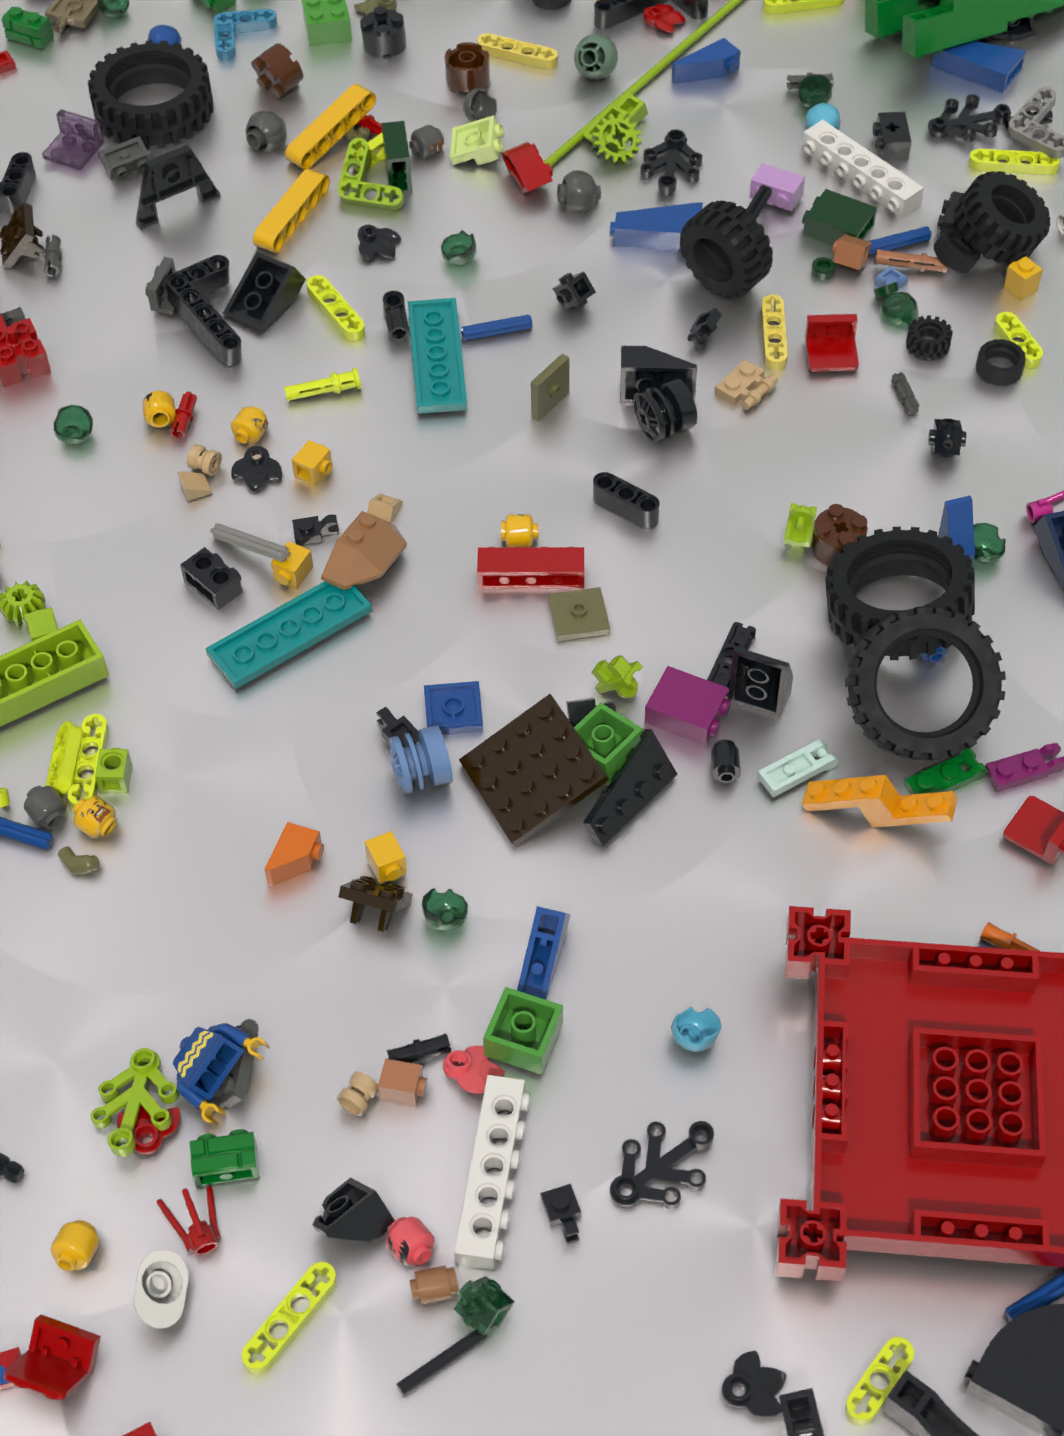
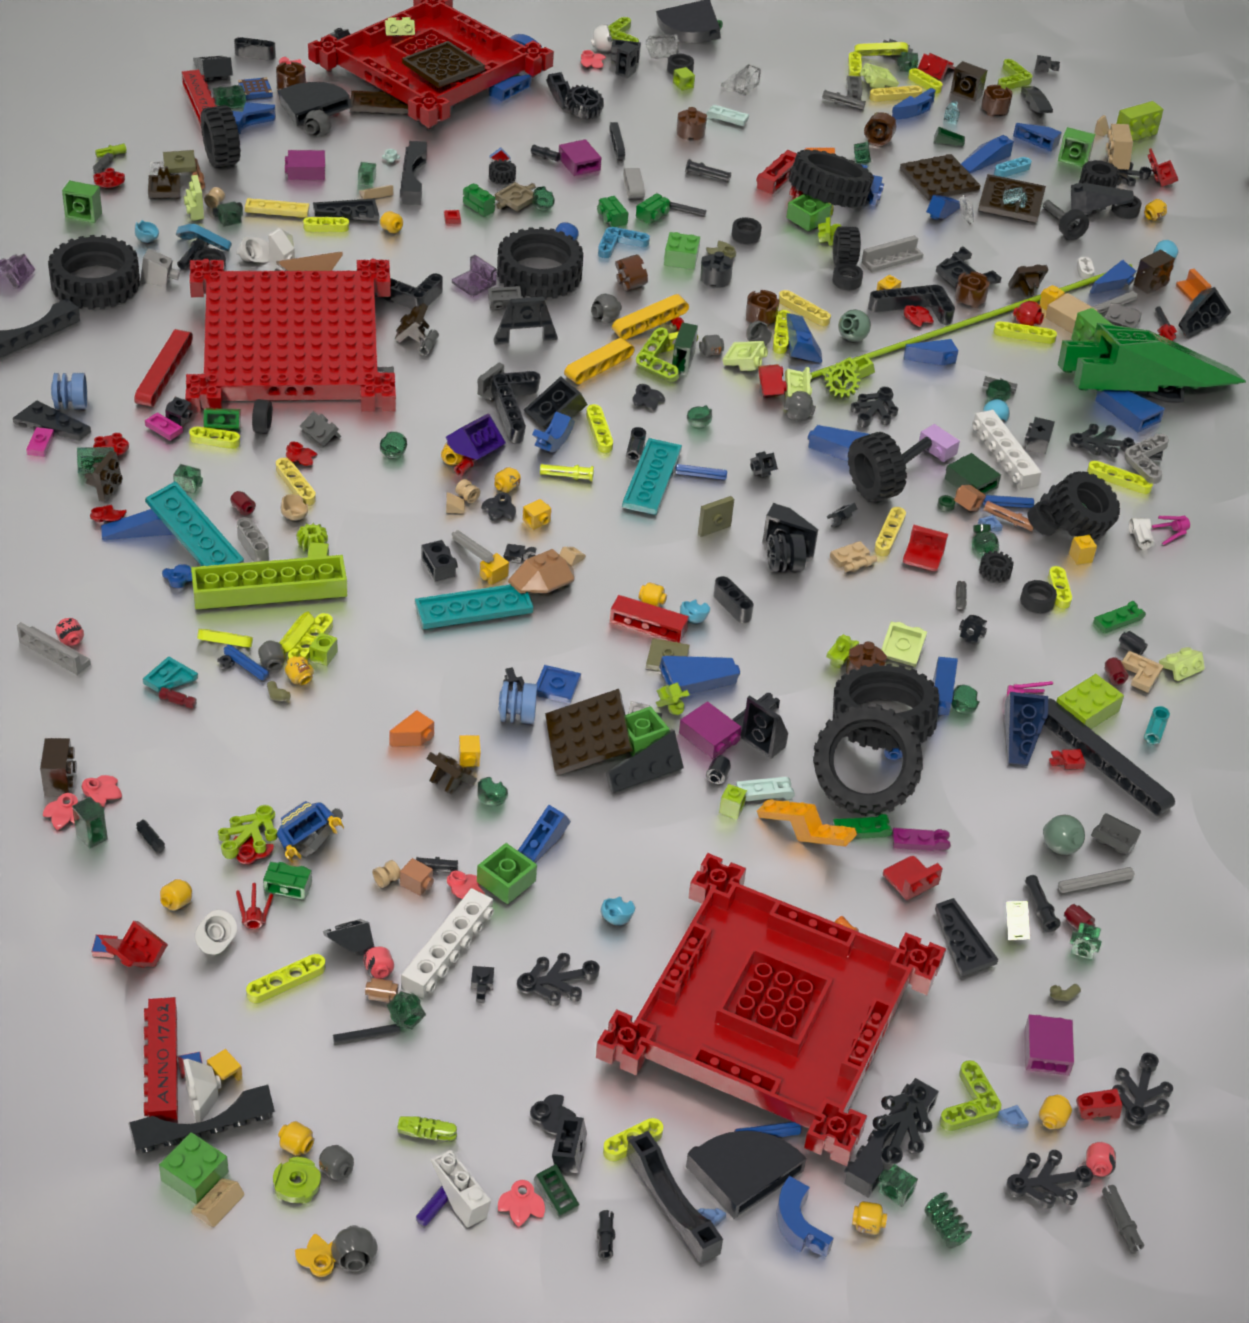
camera: 15 degrees right, 10 degrees down
(184, 379) = (476, 438): none -> dark purple slope
(284, 335) = (555, 434): none -> blue arch
(505, 93) = (781, 331): none -> neon yellow beam
(536, 96) = (801, 340): none -> blue wedge
(562, 158) = (798, 381): none -> yellowish green bracket
(585, 535) = (696, 612): none -> medium azure hair
(632, 626) = (699, 673): none -> blue slope
(767, 803) = (732, 801): none -> lime brick
(871, 488) = (904, 643): none -> yellowish green plate

